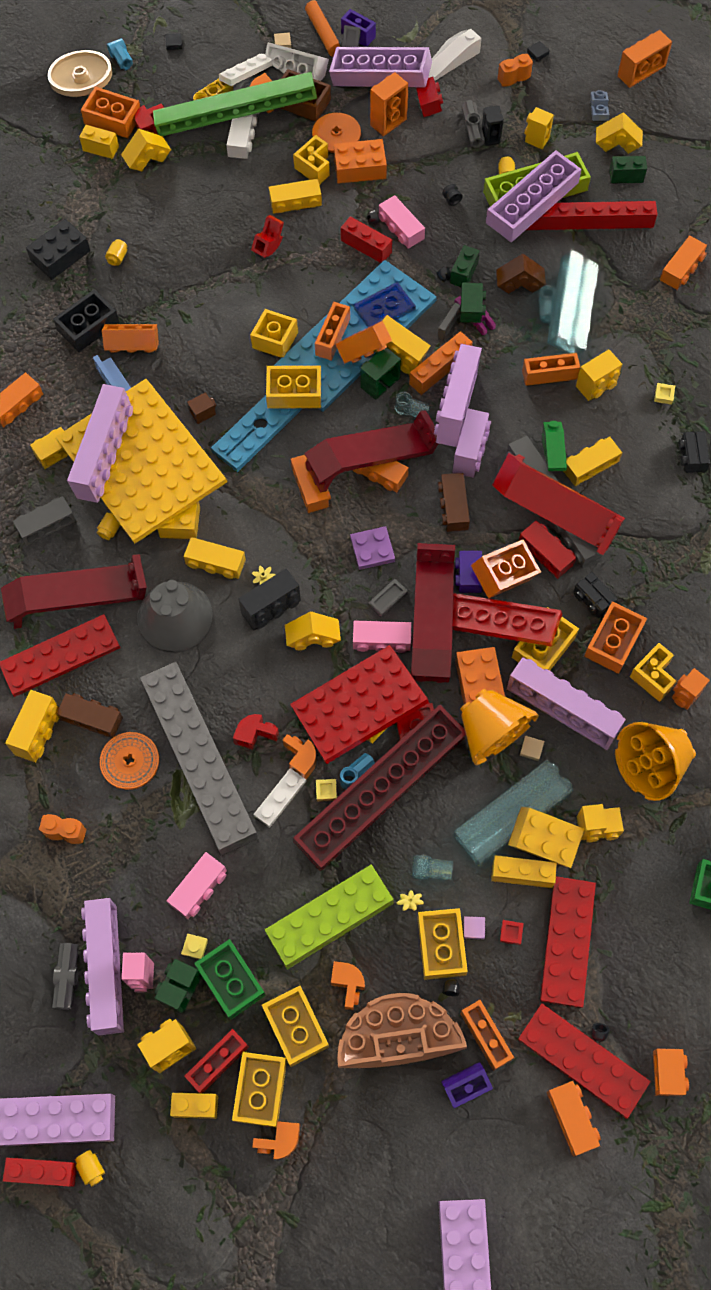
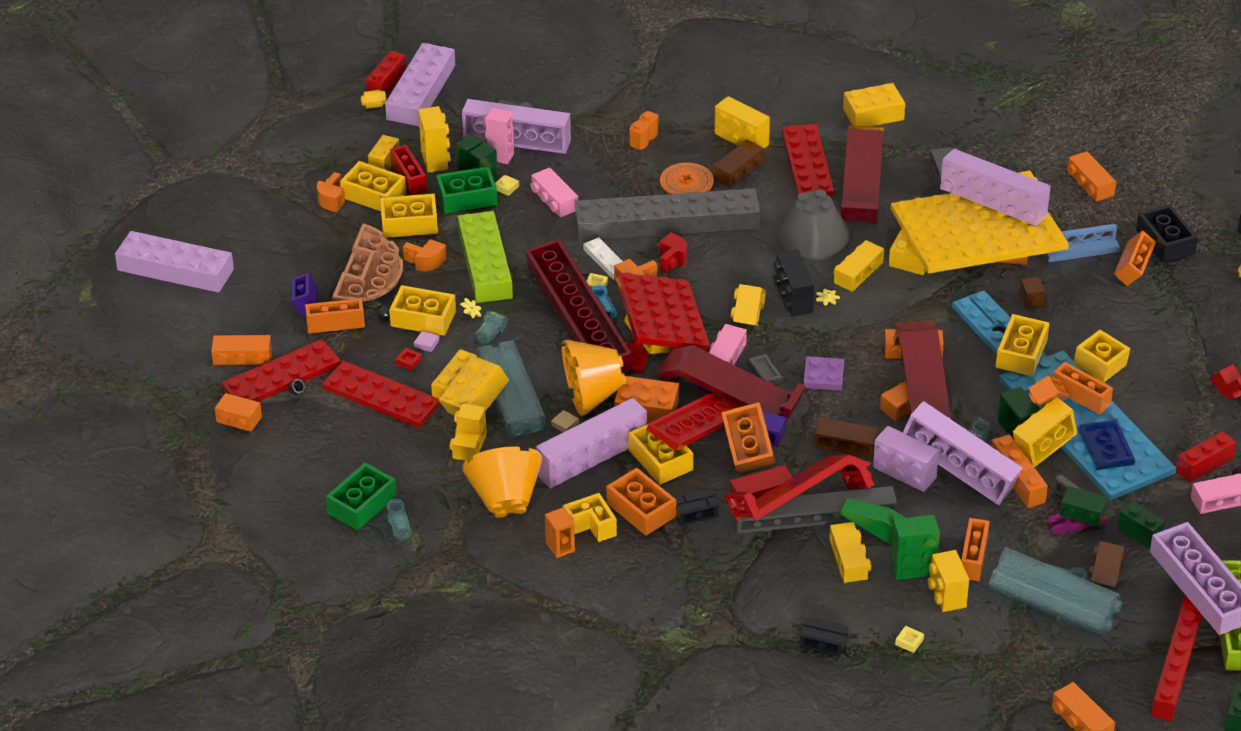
camera: 110 degrees right, 25 degrees down
(582, 401) = (913, 545): none -> green brick

